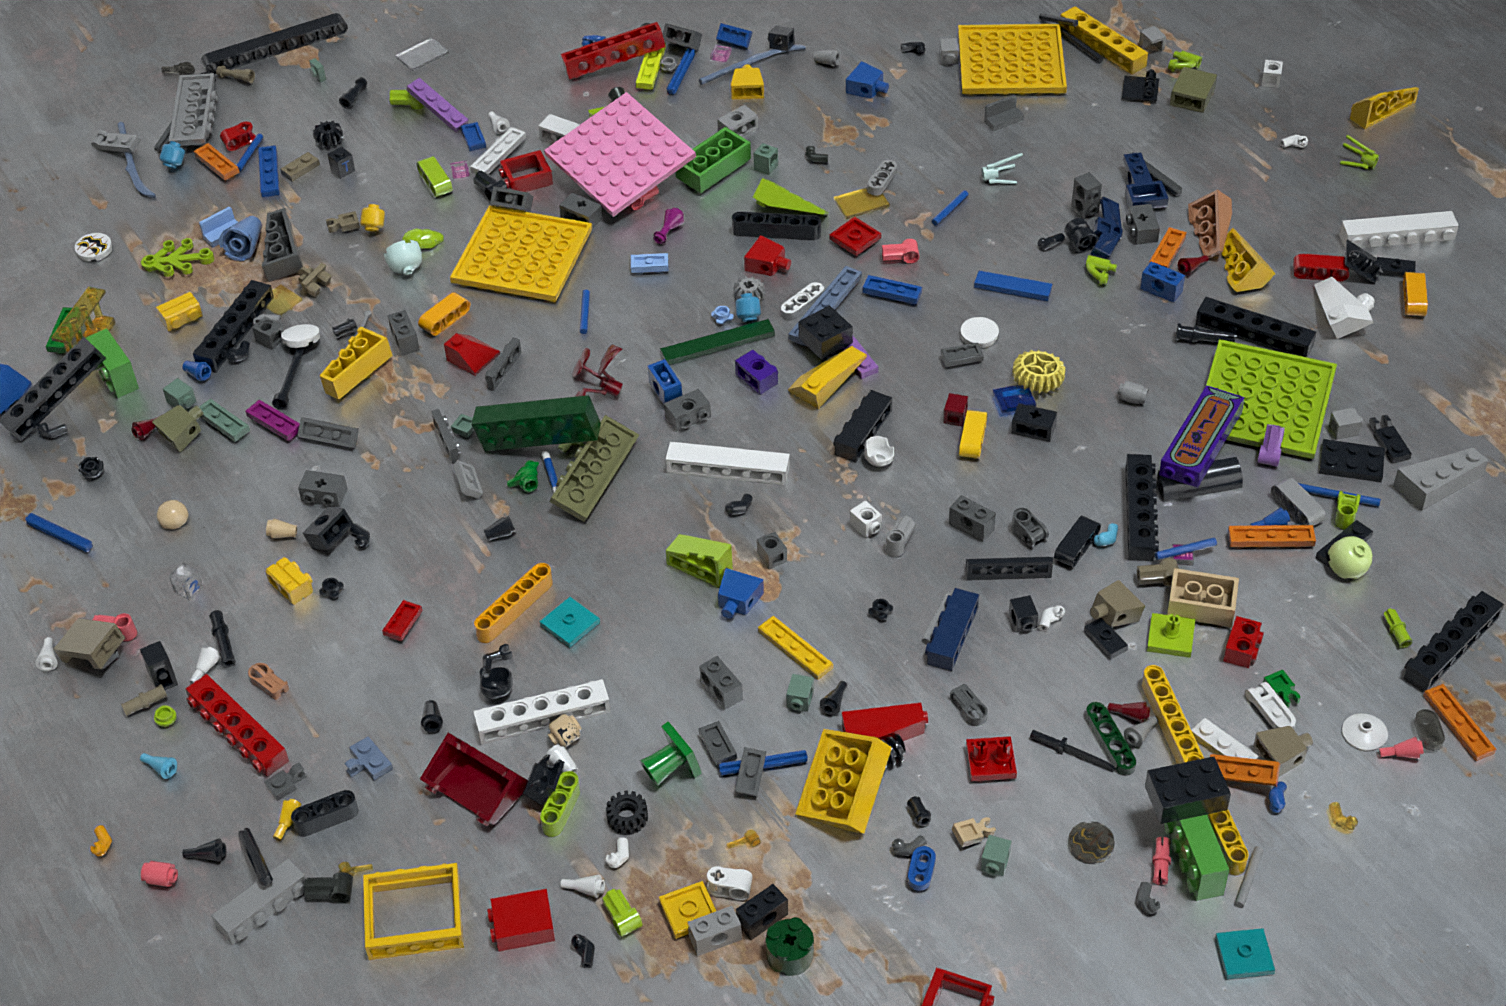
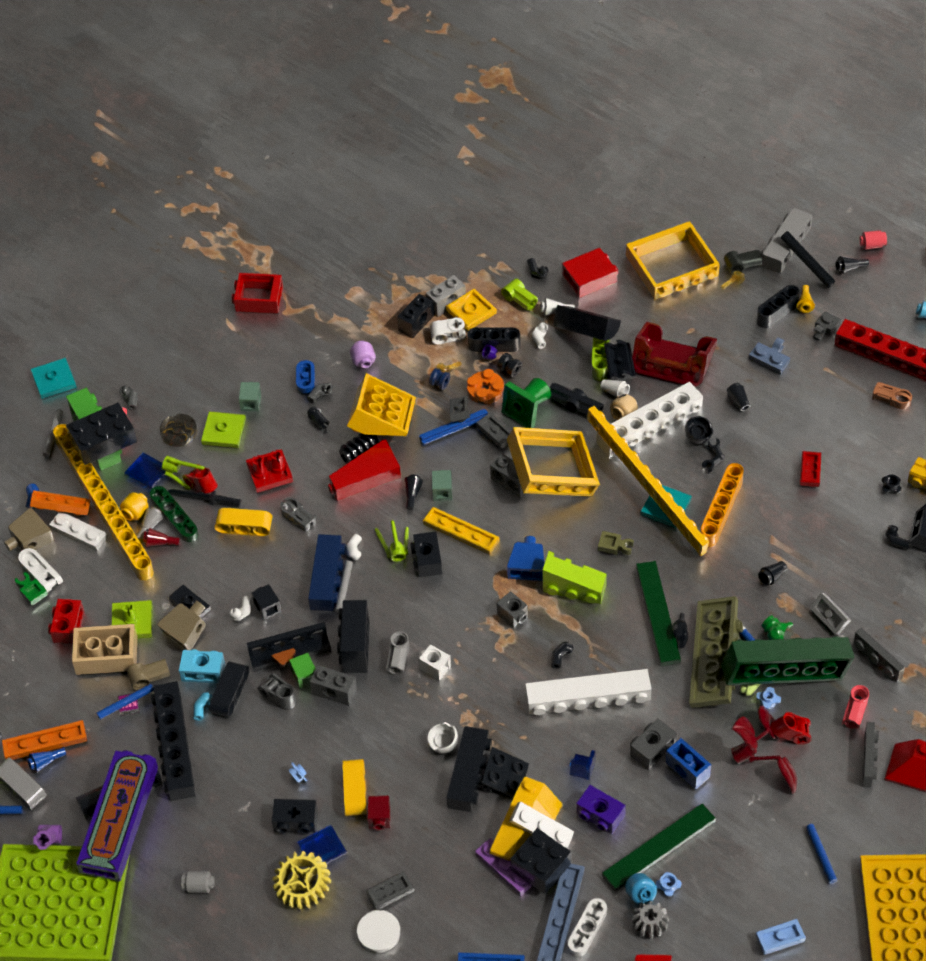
camera: 165 degrees right, 5 degrees up
(463, 426) = (867, 673): sand green plate -> none
(496, 396) = (855, 707): none -> coral piece
(558, 389) = (792, 728): none -> red piece
(560, 831) = (586, 322): none -> black brick
(582, 632) = (646, 479): none -> yellow plate
(614, 756) = (573, 400): none -> black piece
(615, 498) = (680, 631): none -> black hand
(627, 823) = (546, 371): black tyre -> none
(628, 523) = (658, 613): none -> dark green tile
(642, 593) = (612, 542): none -> olive plate
(667, 645) = (553, 484): none -> yellow window
(669, 815) = (510, 365): none -> black wheel
(670, 848) = (502, 338): none -> black beam
(689, 842) = (489, 352): none -> dark purple hinge
(709, 793) = (485, 378): none -> orange plate
(757, 407) = (582, 765): none -> clear blue panel
(760, 821) = (439, 379): none -> dark blue wheel
(789, 946) = (387, 297): dark green brick -> none
(814, 359) = (530, 819): none -> white plate
(832, 417) = (503, 772): none -> black hinge
(840, 623) = (426, 544): none -> black brick
(844, 873) = (362, 354): none -> lavender head
(871, 637) = (396, 551): none -> lime plant
(880, 609) = (396, 576): black plate -> none
(918, 653) = (351, 547): none -> white arm
(940, 548) = (354, 636): none -> black brick
(970, 832) = (273, 410): tan plate -> none
(999, 540) = (302, 668): none -> bright green panel
(1017, 547) = (282, 658): none -> dark orange slope
(1024, 456) = (298, 772): none -> light blue plate
(1032, 705) = (243, 522): none -> yellow beam
(1036, 828) = (223, 429): none -> lime plate
(1075, 762) = (201, 480): none -> red piece
(1101, 565) = (209, 673): none -> medium azure brick
(1104, 782) = (173, 465): none -> lime plant
(1133, 796) = (146, 470): none -> clear blue piece
(1156, 747) = (134, 506): none -> yellow head

